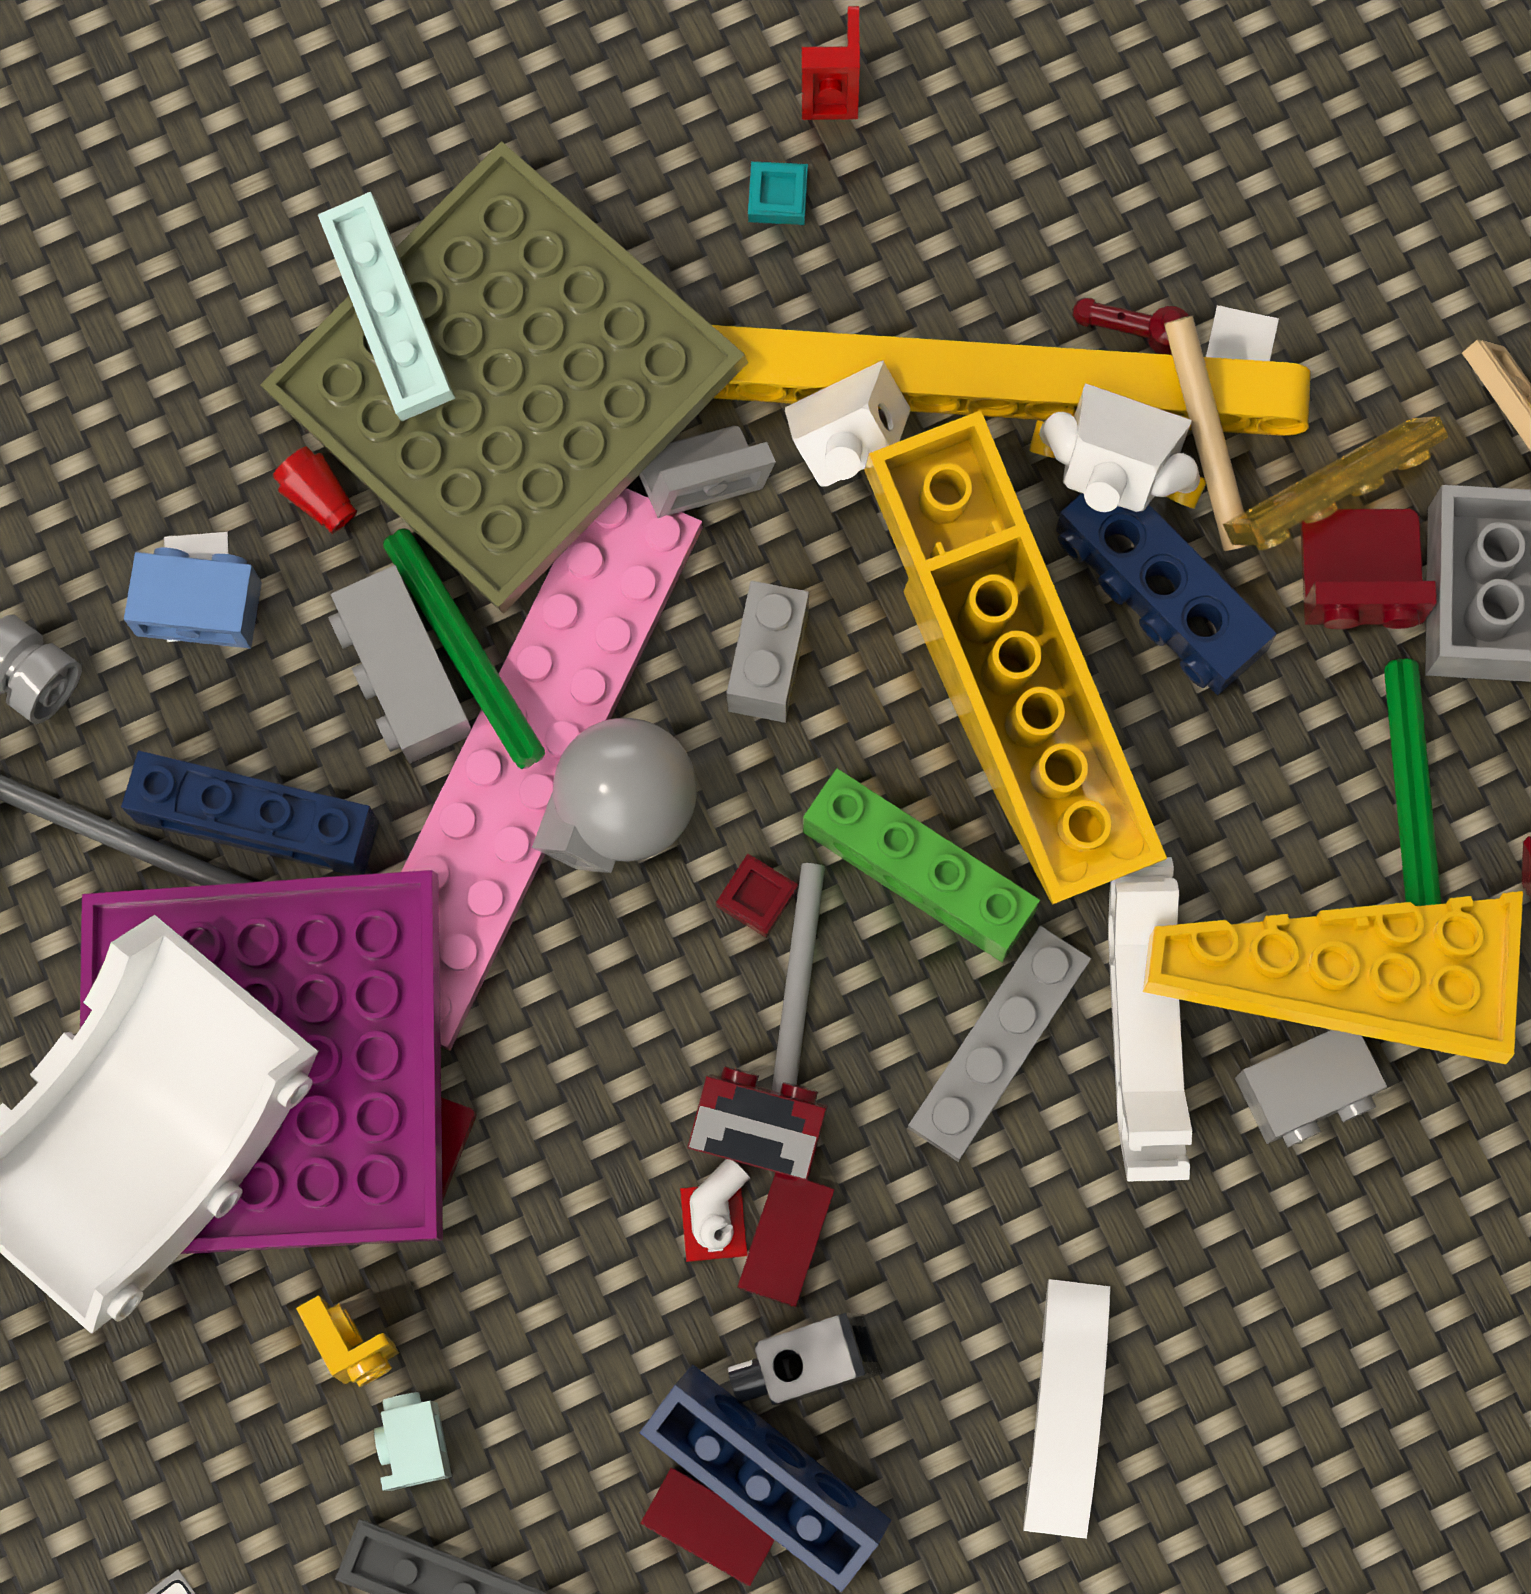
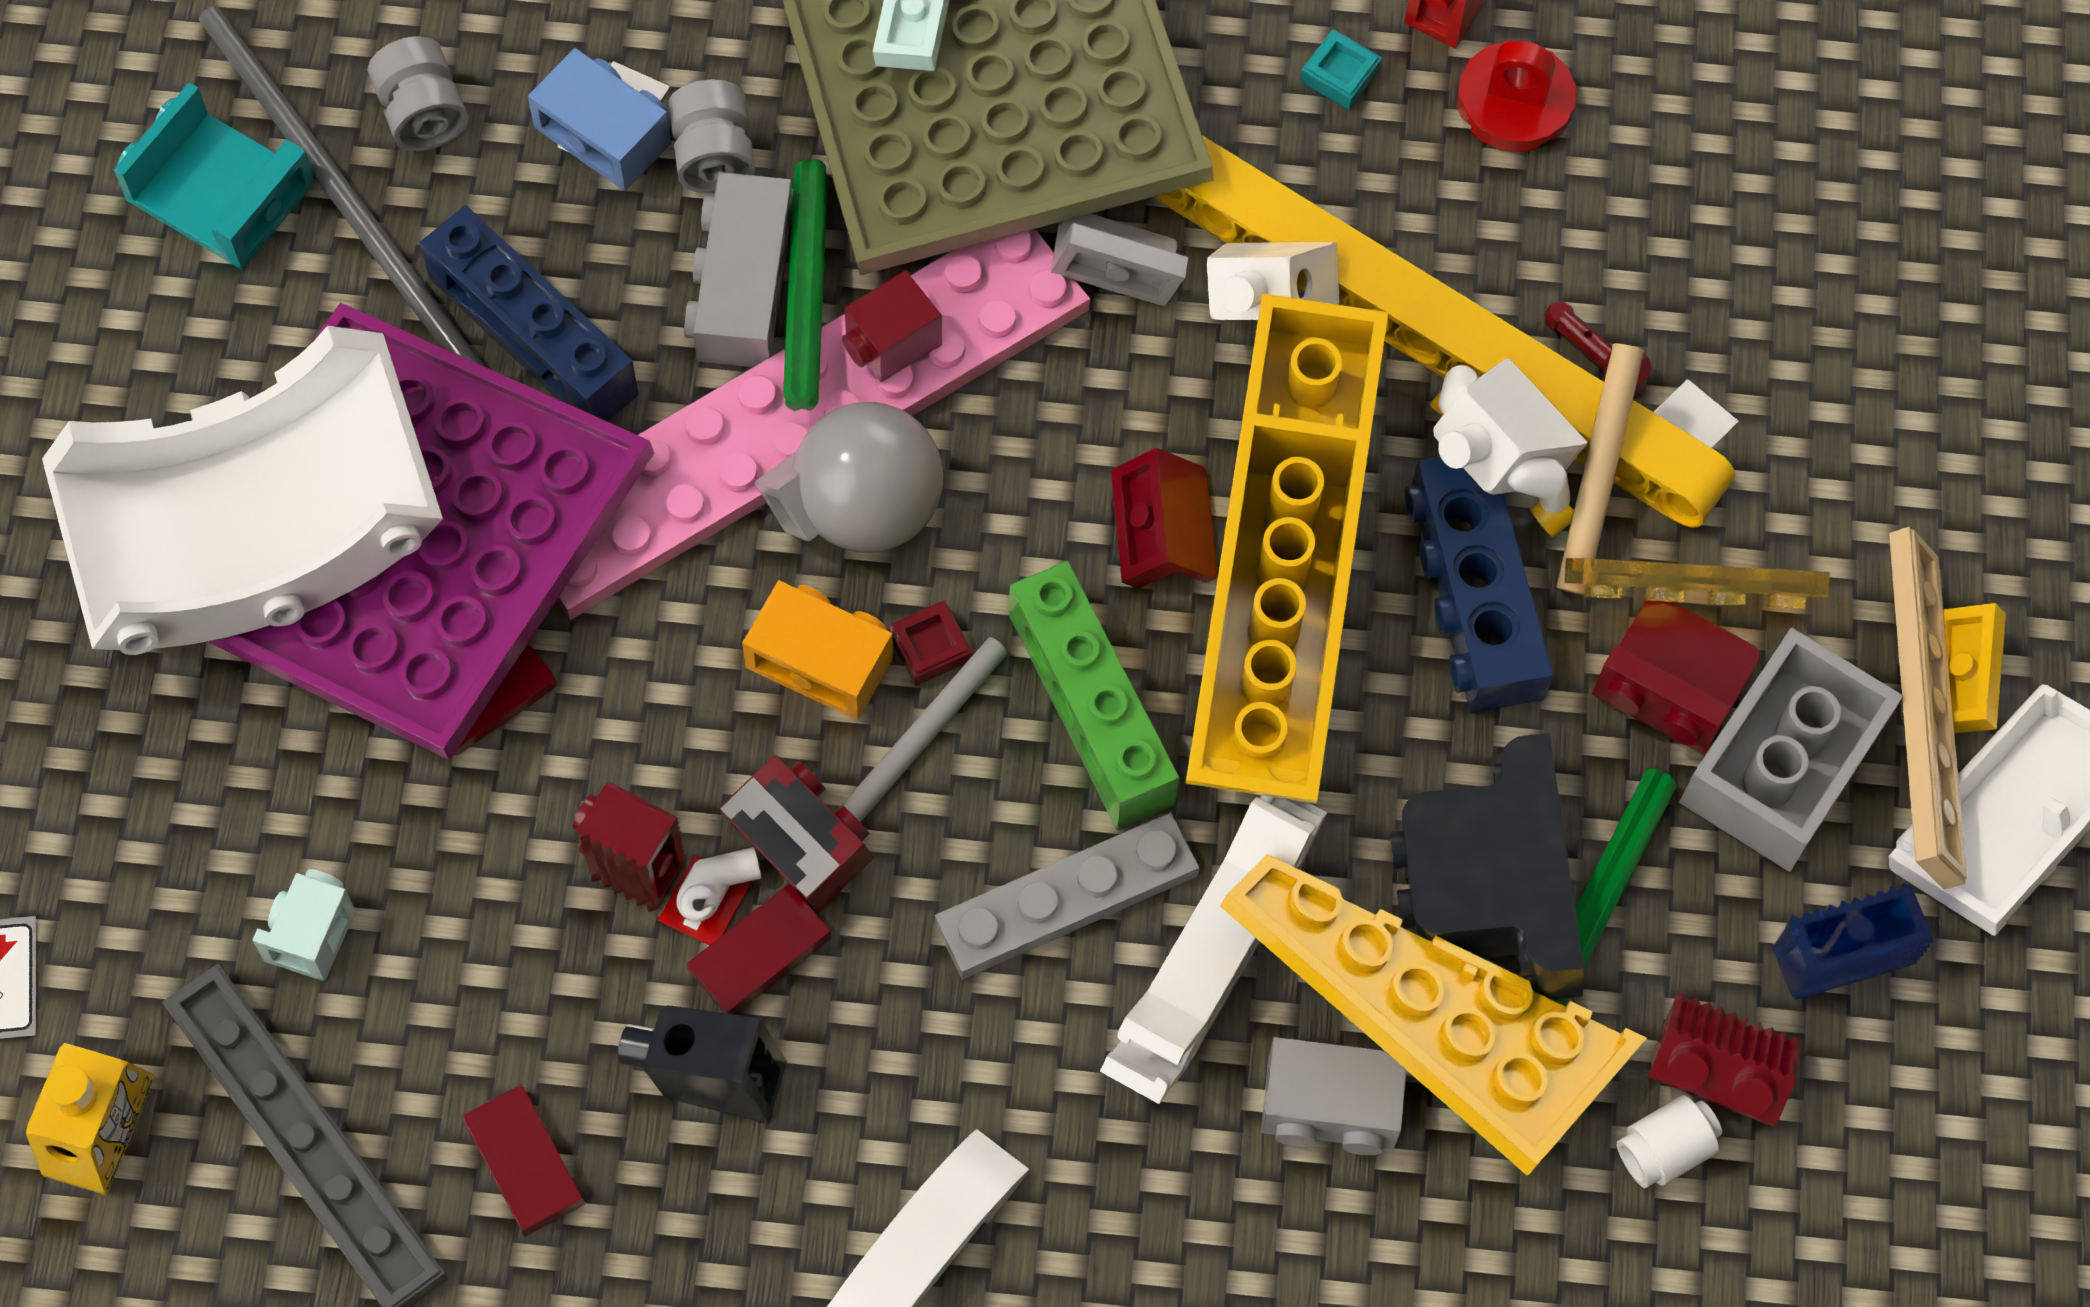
camera: 25 degrees right, 10 degrees down
(293, 555) = (710, 133): none -> light grey wheel
(314, 488) = (767, 84): red cone -> none
(336, 1338) = (305, 809): yellow bracket -> none
(564, 648) = (892, 327): none -> dark red brick
(634, 1222) = (630, 845): none -> dark red brick
(674, 956) = (819, 648): none -> light orange brick
(766, 1477) = (598, 1138): dark blue brick -> none
(768, 651) = (1075, 437): light grey brick -> none
(879, 679) = (1163, 519): none -> dark red panel
(935, 135) = (1516, 96): none -> red tile
(1327, 823) = (1495, 869): none -> black brick

